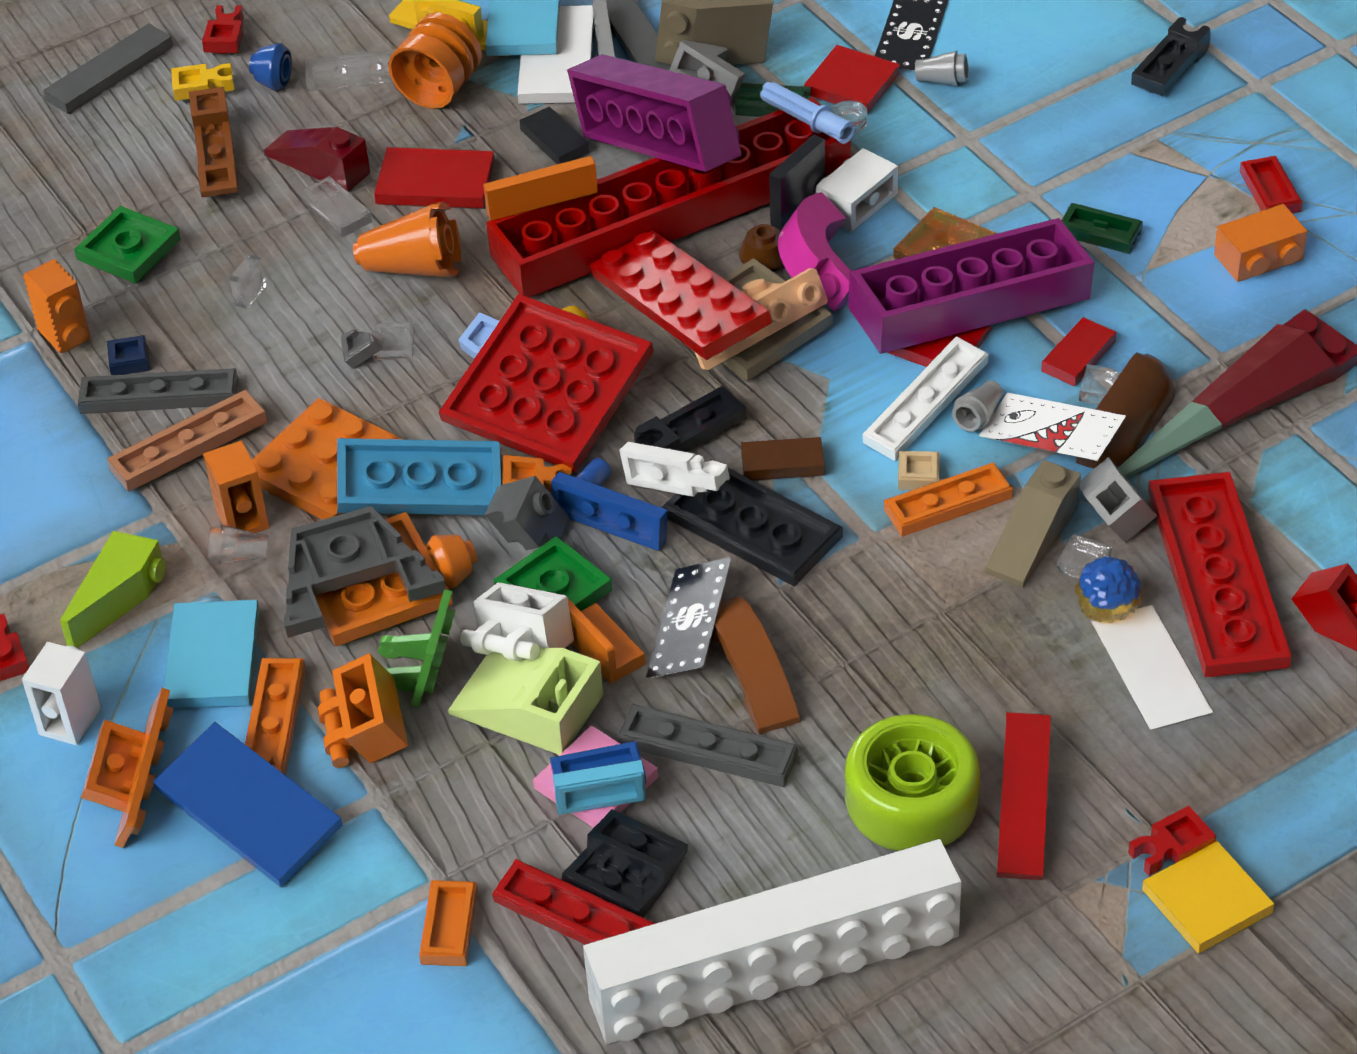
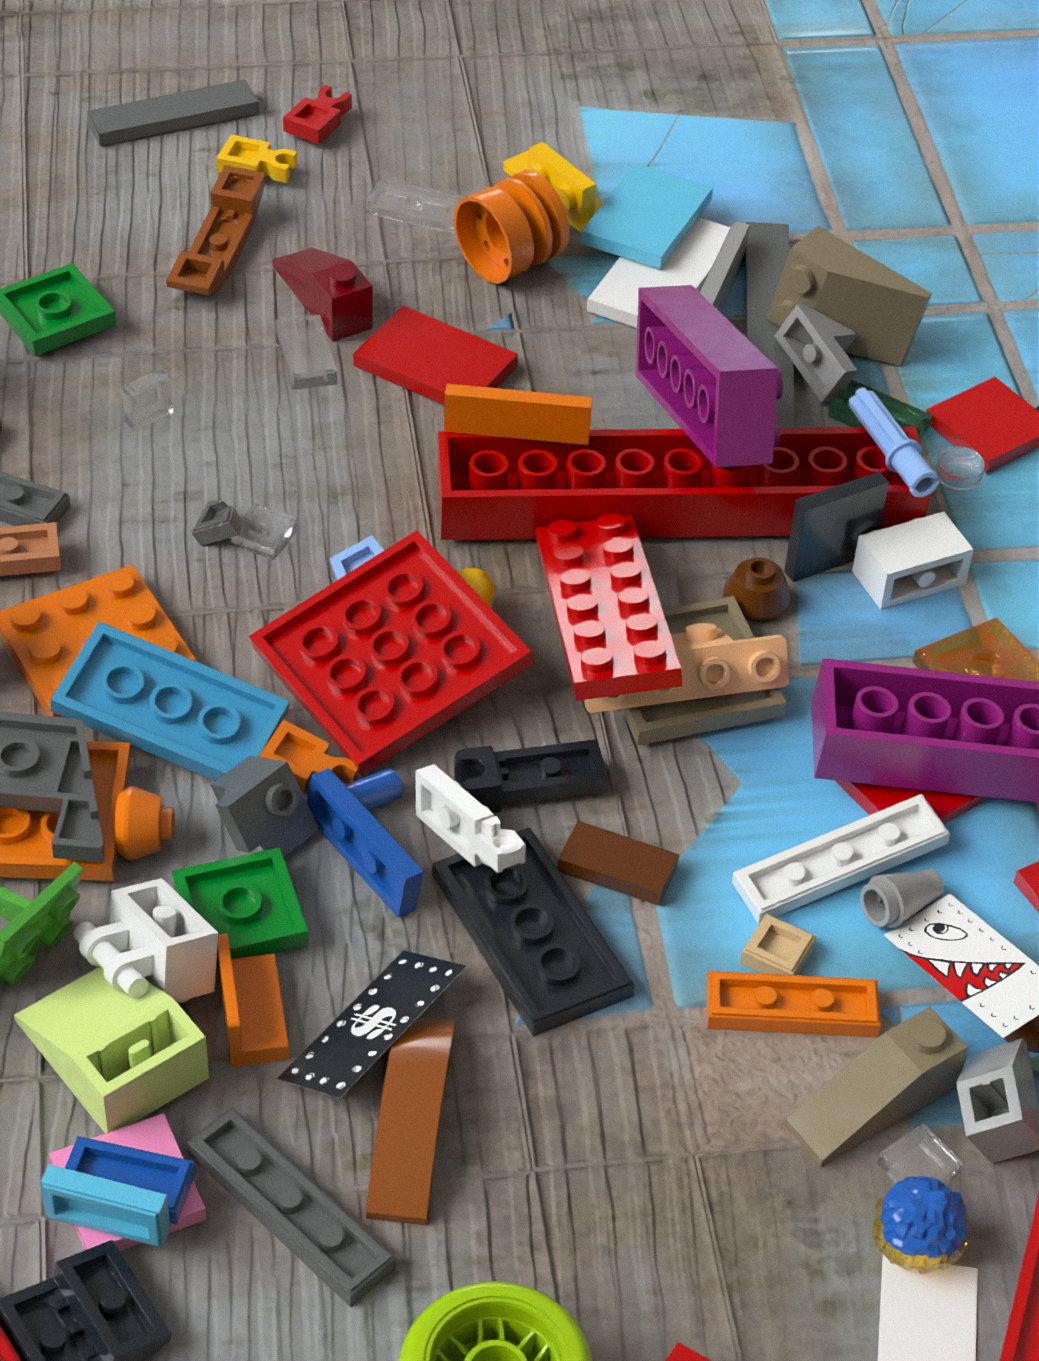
camera: 20 degrees right, 0 degrees up
(272, 66) = (339, 171): blue cone -> none
(412, 245) = (354, 427): orange cone -> none
(554, 136) = (600, 363): black tile -> none
(805, 246) = (797, 604): dark pink arch -> none

